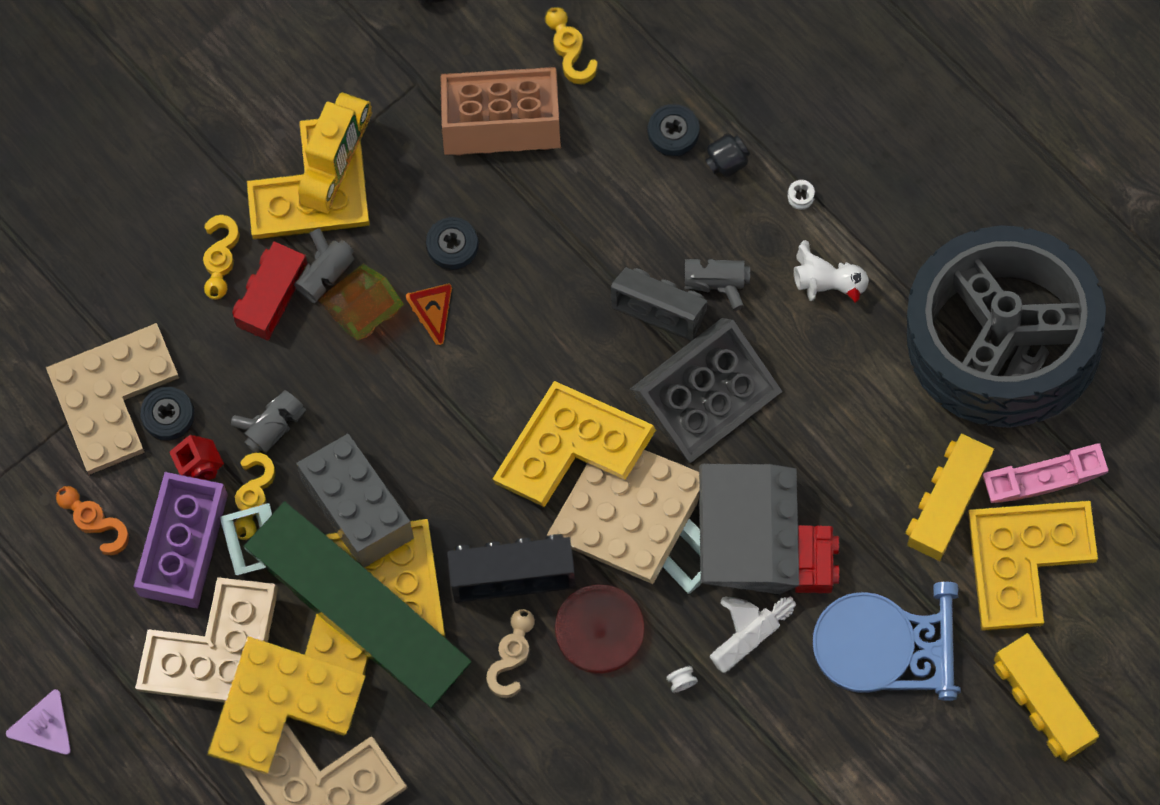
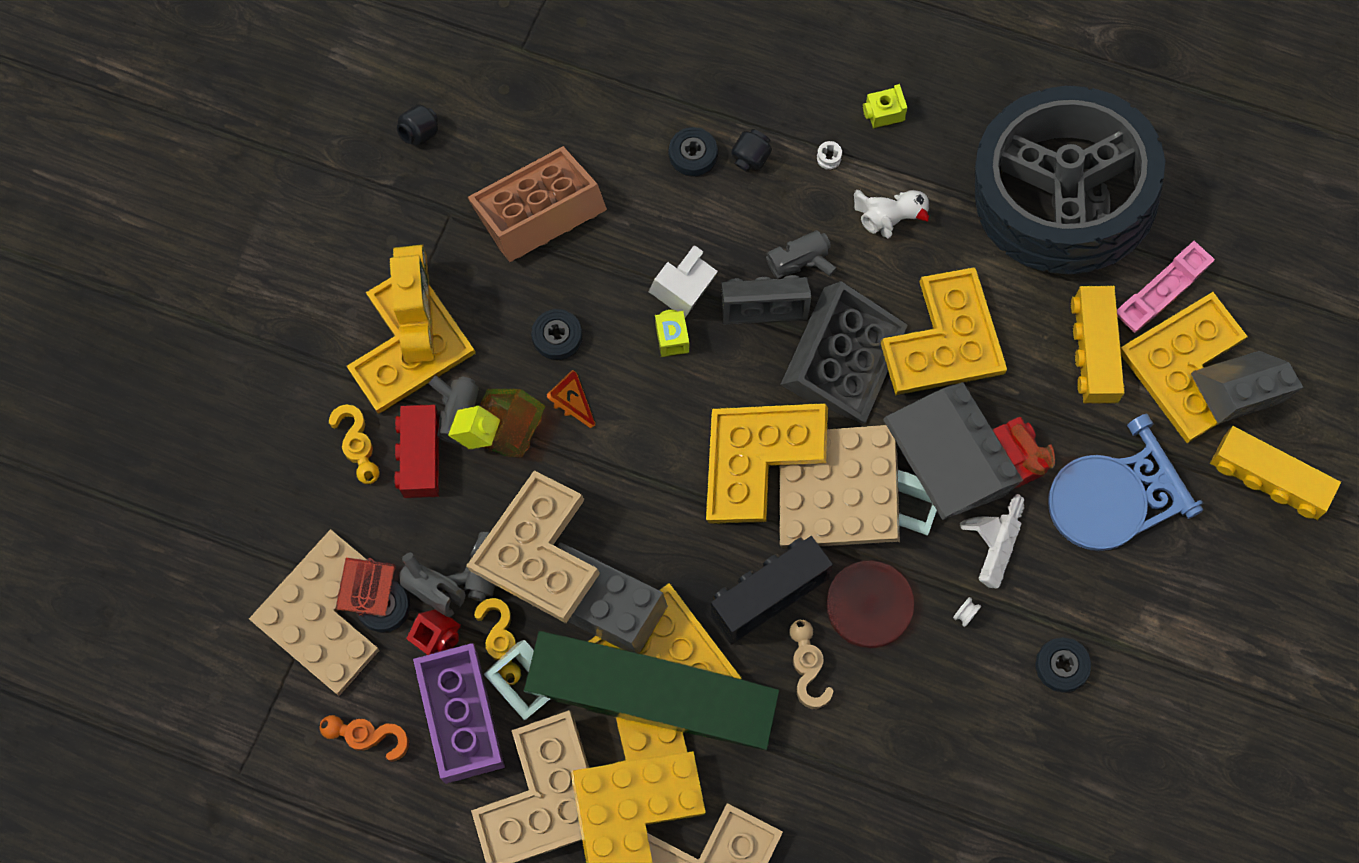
camera: 30 degrees left, 0 degrees up
(159, 389) = (365, 586): none -> clear red piece
(215, 415) = (430, 586): none -> dark grey piece
(307, 424) = (522, 552): none -> tan plate
(327, 292) = (474, 427): none -> neon yellow brick
(556, 292) = (672, 333): none -> neon yellow brick
(569, 45) = (564, 121): yellow piece -> none
(591, 252) = (684, 285): none -> white plate
(756, 761) = (1056, 678): none -> black bush
(815, 436) = (958, 346): none -> yellow plate
(823, 562) = (1034, 452): none -> clear orange bar
(879, 181) = (885, 107): none -> neon yellow brick
(1065, 602) = (1246, 385): none -> dark grey slope

